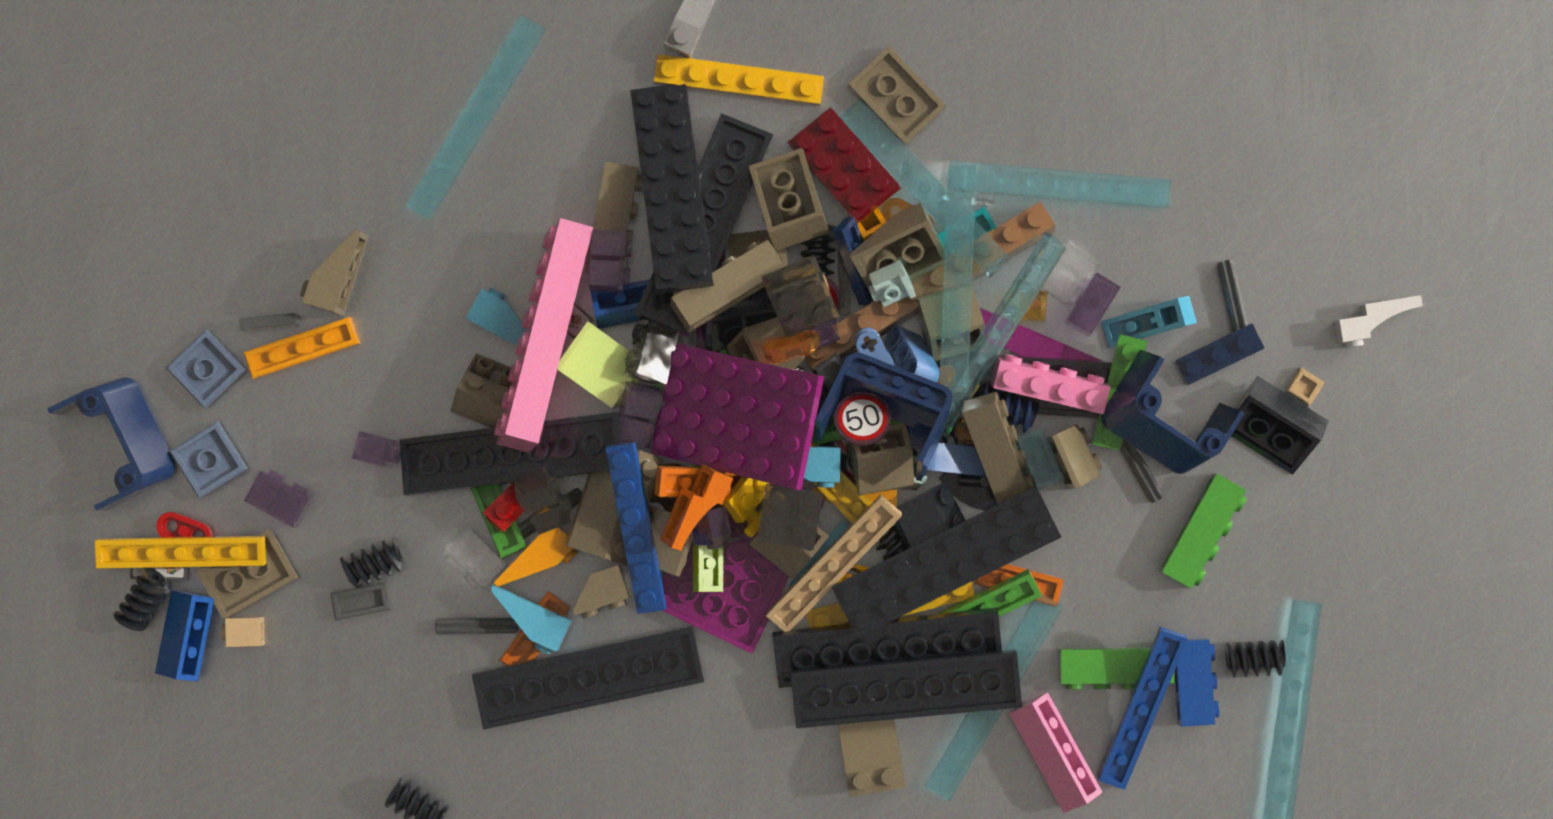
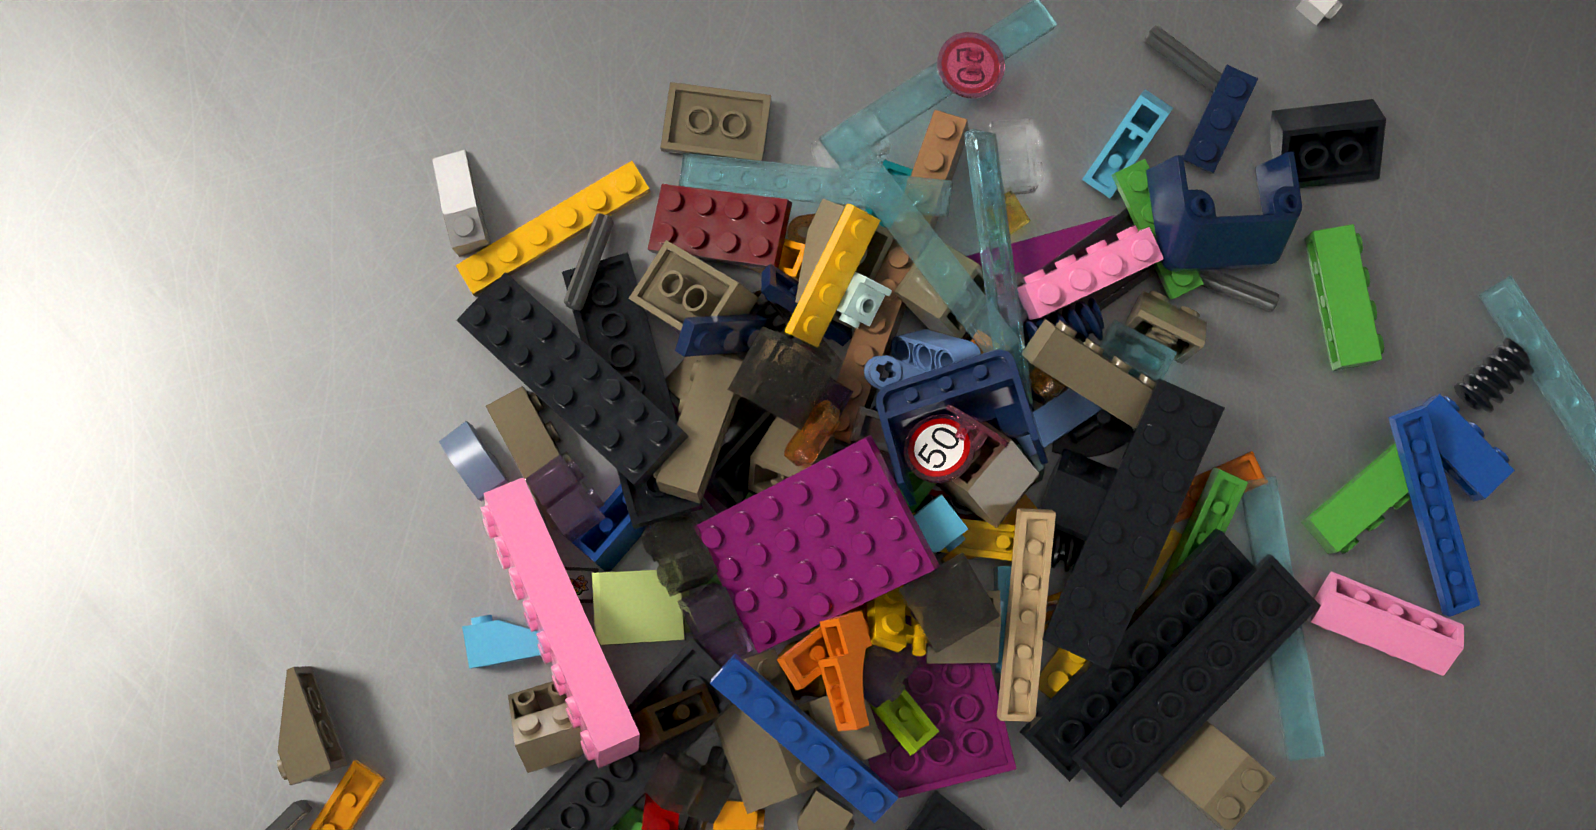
camera: 40 degrees left, 5 degrees down
(476, 117) = (326, 467): clear light blue tile -> none
(568, 450) = (674, 716): none -> dark brown slope
(569, 189) = (472, 460): none -> sand blue slope
(743, 121) = (588, 262): none -> dark grey axle
(785, 237) = (718, 334): none -> dark blue plate
(885, 256) = (832, 275): none -> yellow plate
(895, 424) = (969, 422): none -> clear pink piece
(1088, 190) = (970, 65): none -> clear pink piece
(1092, 304) = (1062, 169): clear purple brick -> none
(1304, 386) = (1320, 87): tan tile -> none

